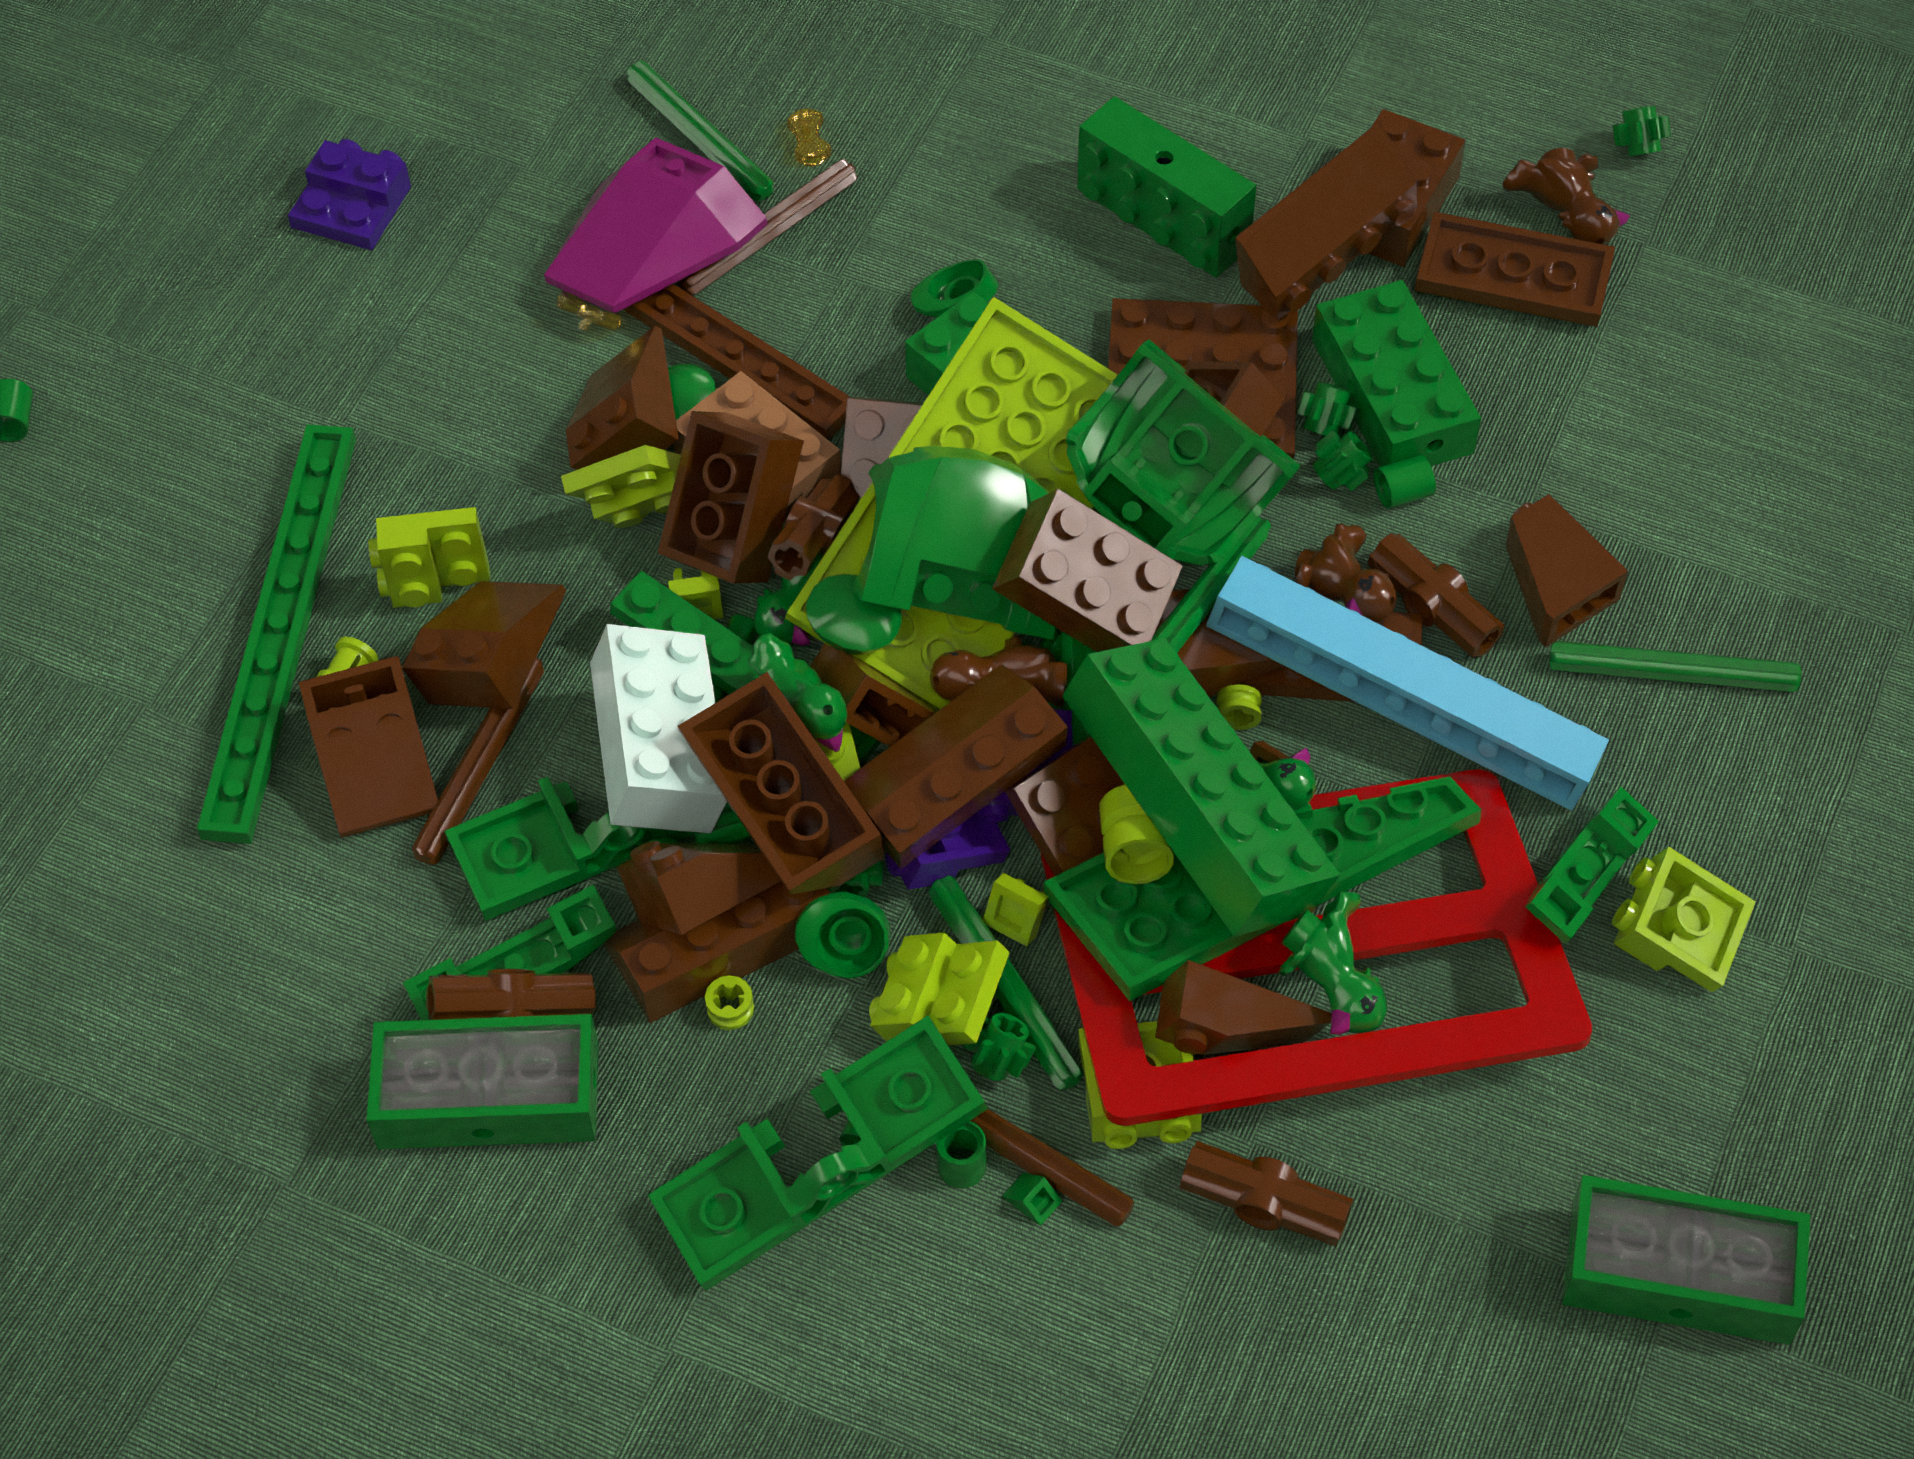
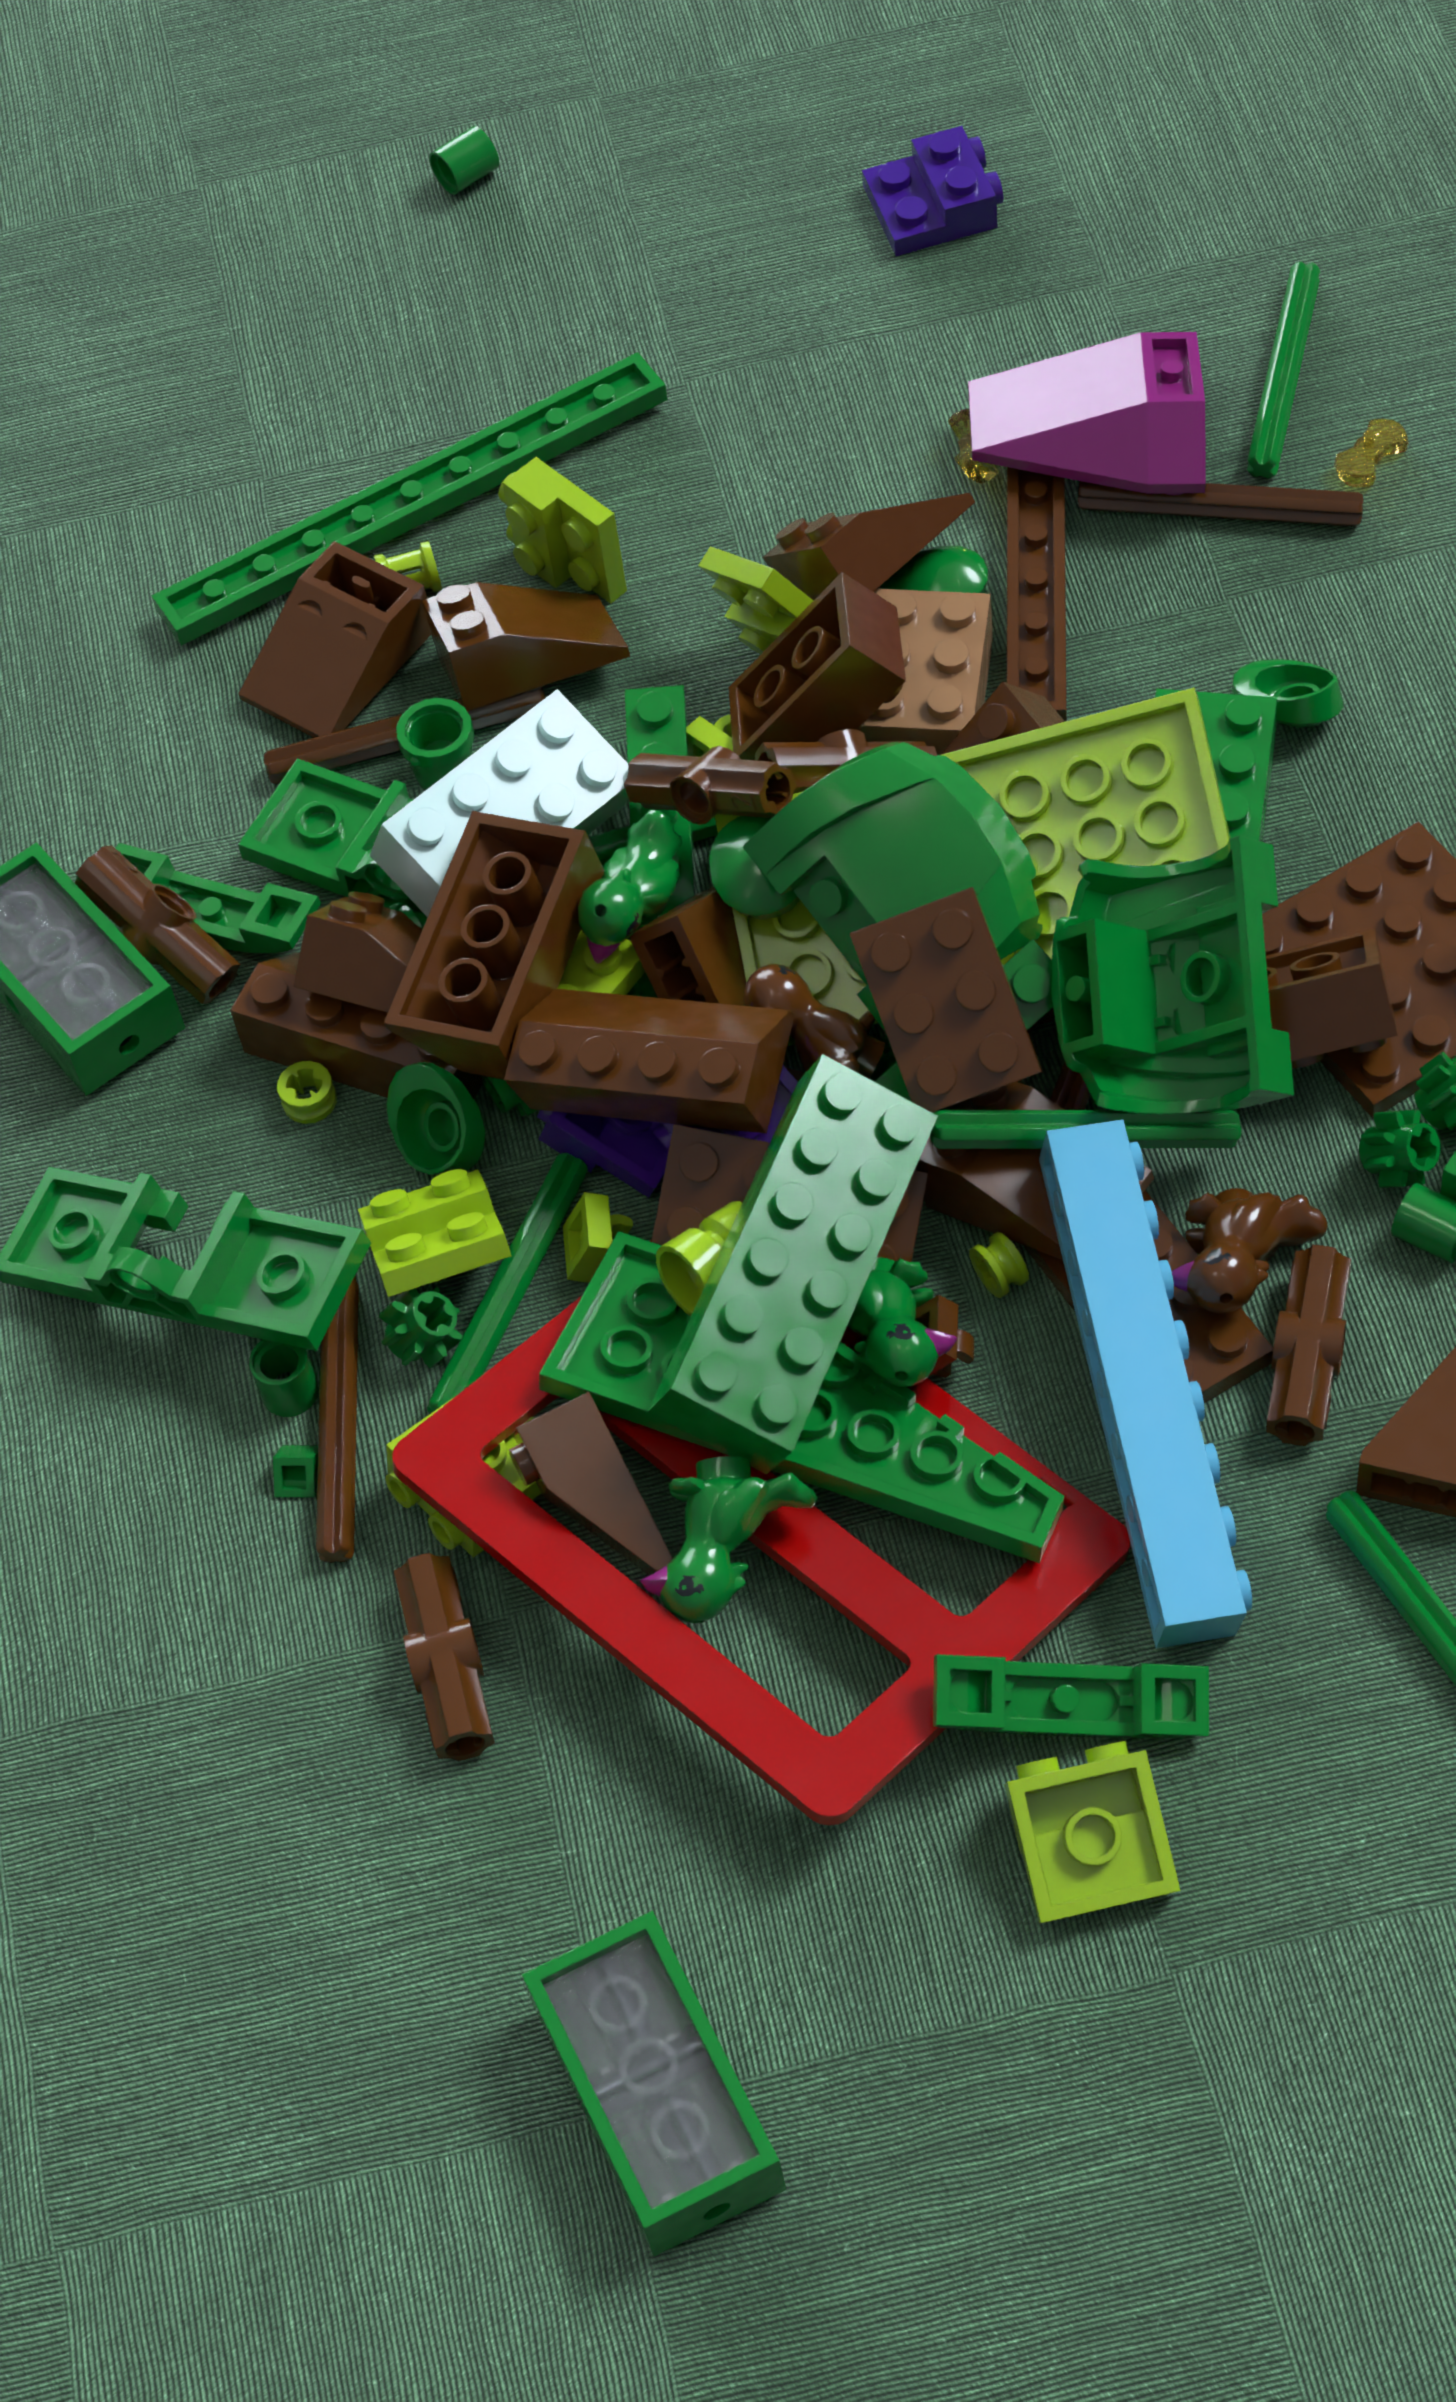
camera: 60 degrees right, 0 degrees up
(526, 739) = (435, 738): none -> green piece
(769, 596) = (709, 785): none -> reddish brown piece

